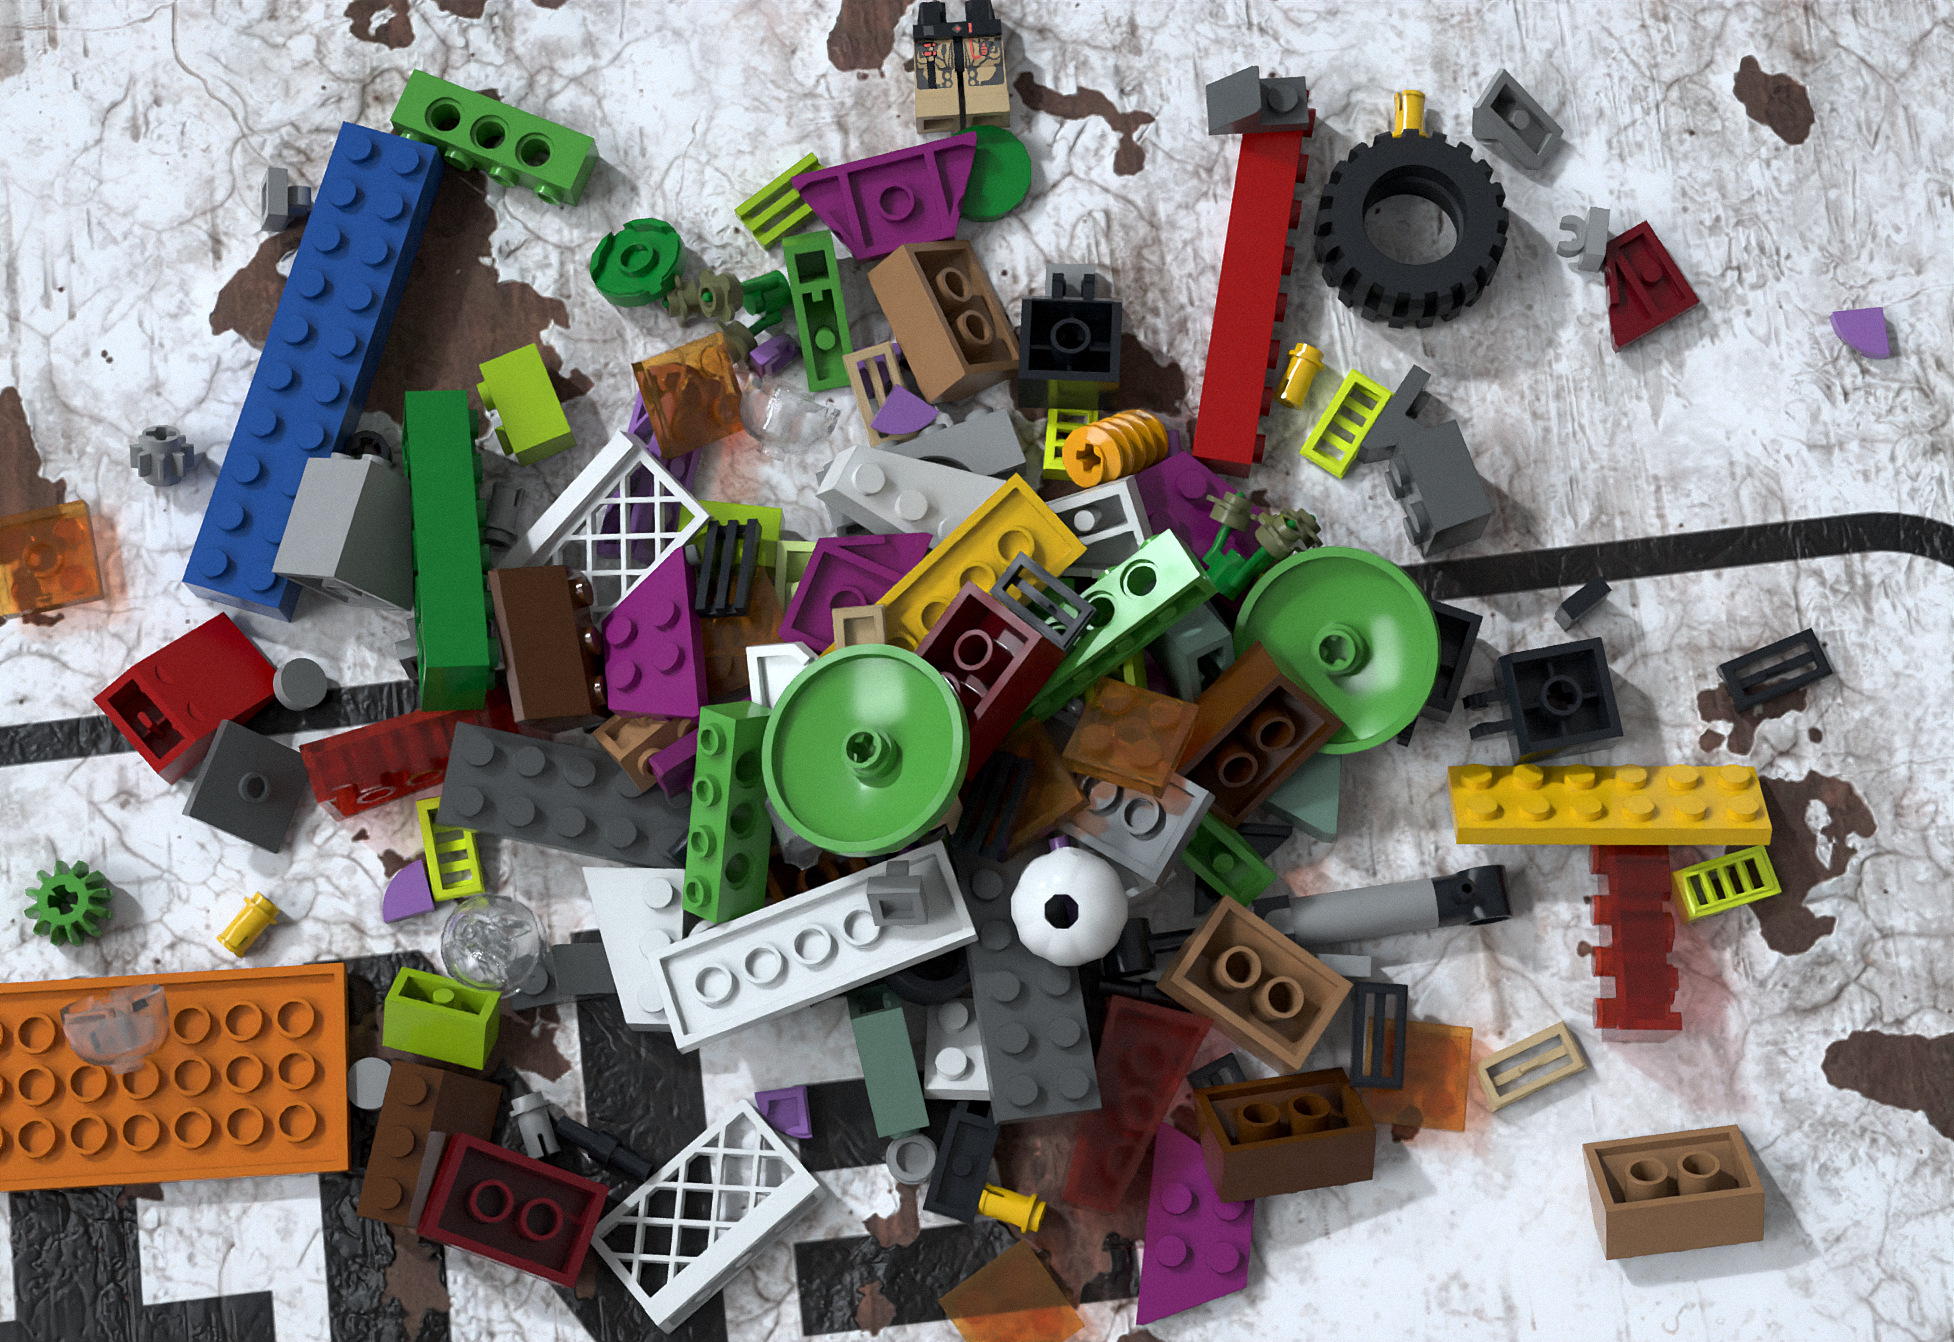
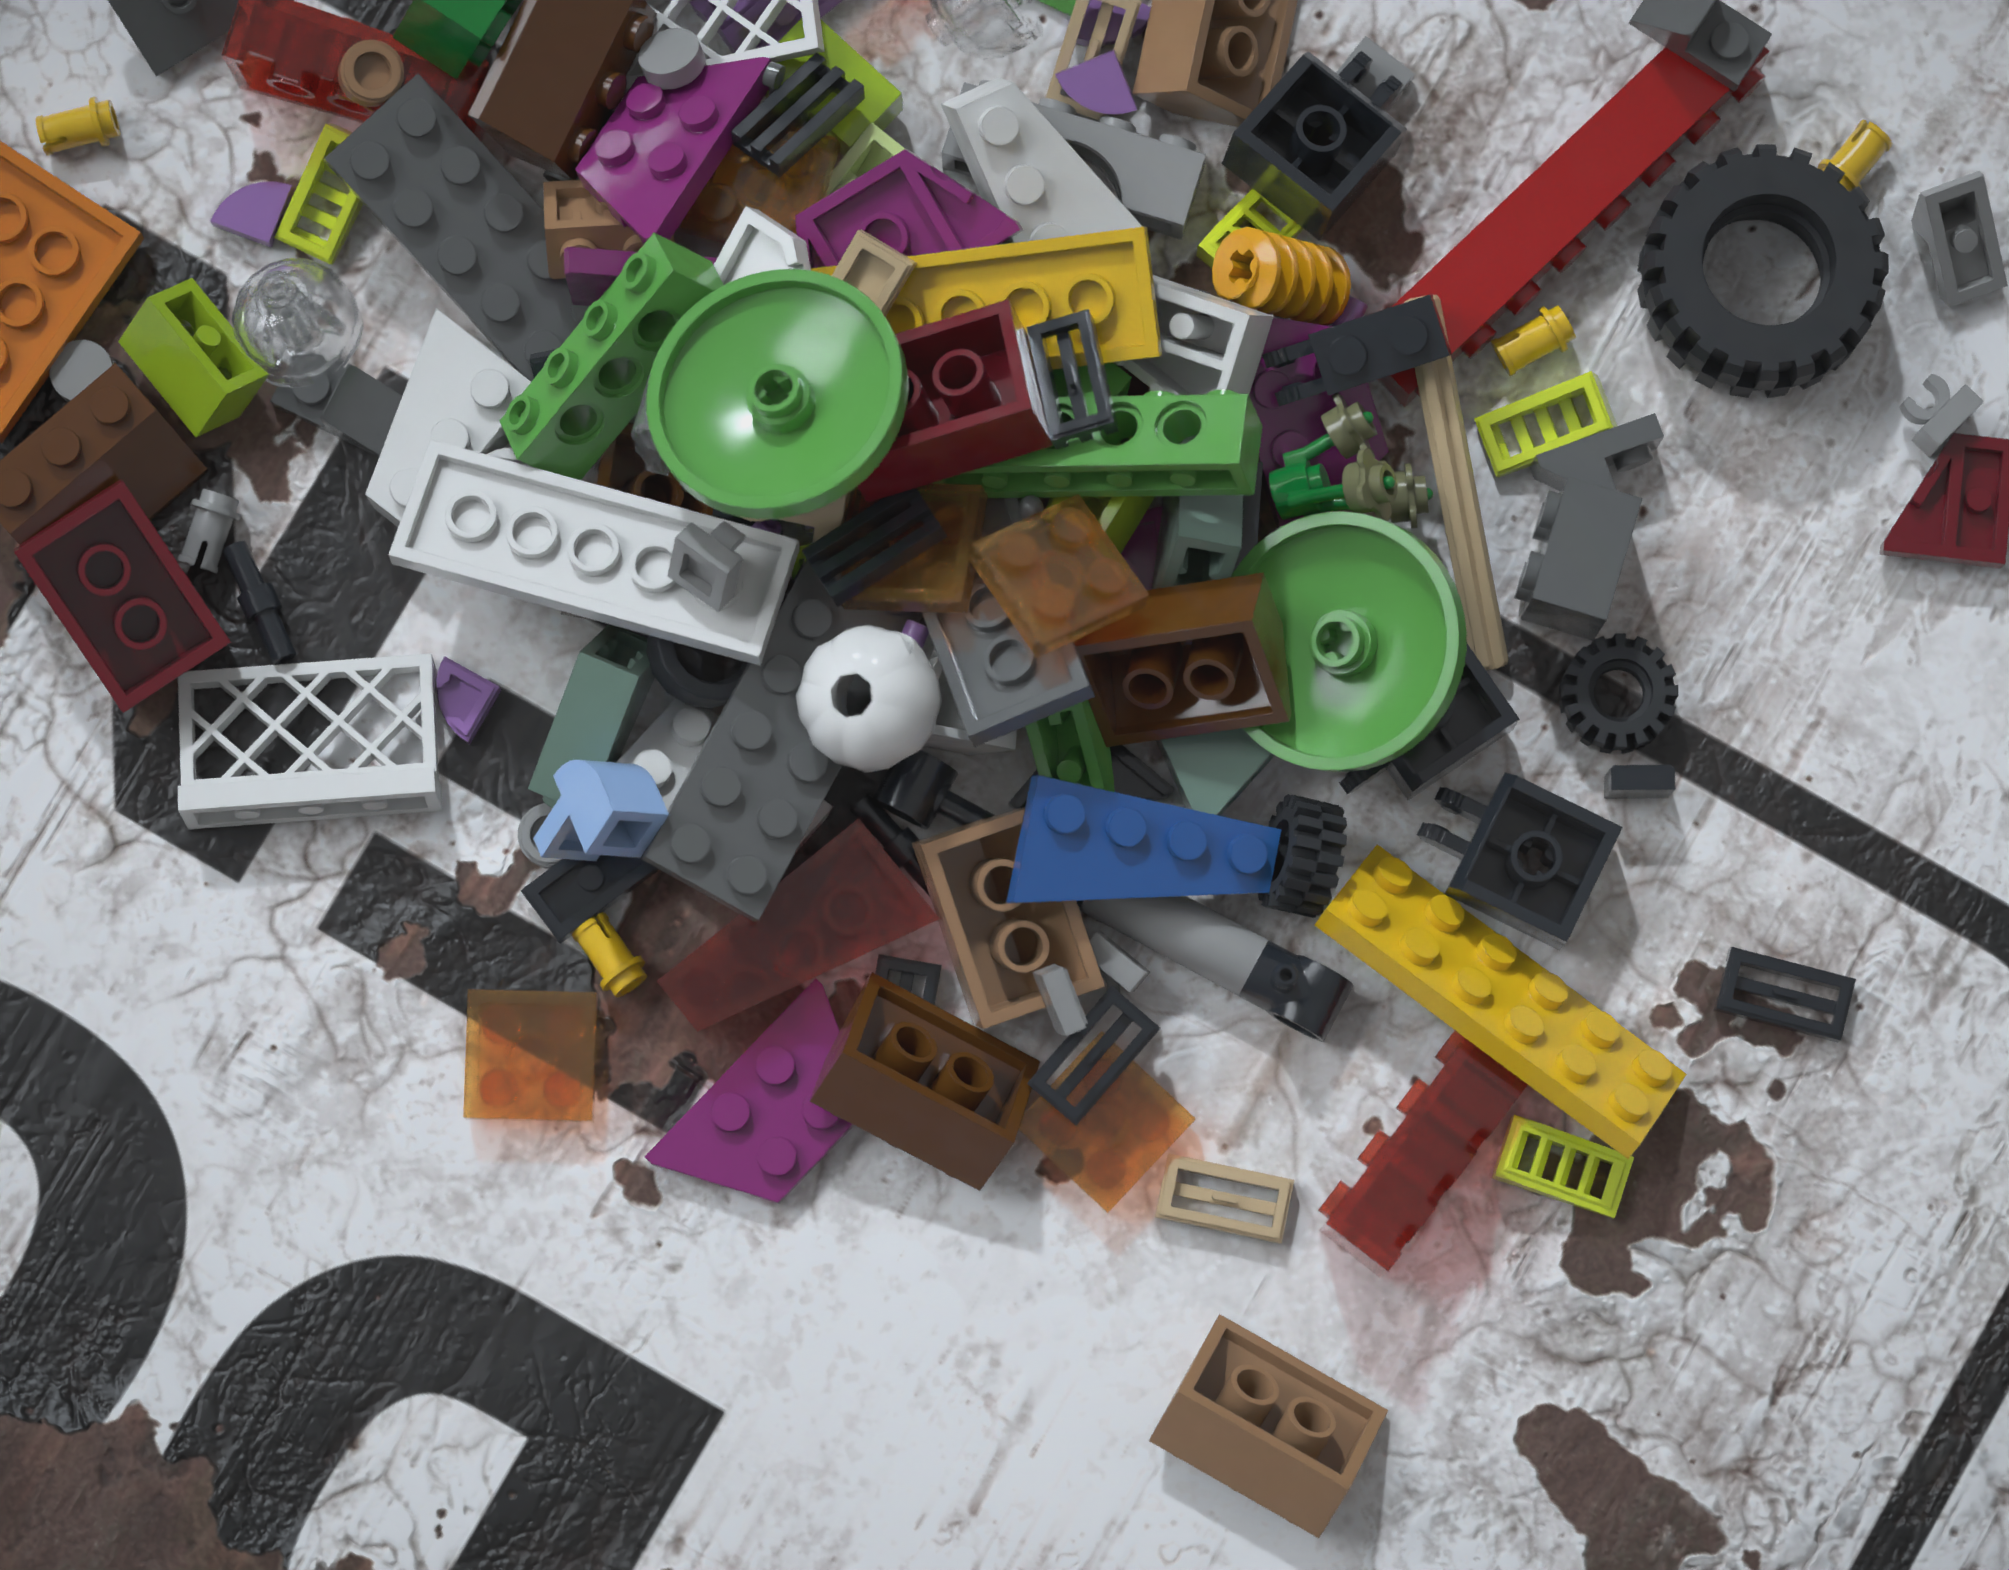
camera: 35 degrees right, 5 degrees up
(425, 744) = (370, 73): none -> medium nougat tile
(617, 592) = (671, 58): none -> light grey tile
(945, 1114) = (601, 812): none -> light blue brick
(1206, 453) = (1366, 349): none -> black hinge
(1297, 885) = (1121, 846): none -> blue wing
(1309, 484) = (1461, 508): none -> tan axle
(1336, 1013) = (1060, 999): none -> light grey tile
(1411, 807) = (1306, 855): none -> black tyre
(1534, 530) = (1639, 661): none -> black tyre

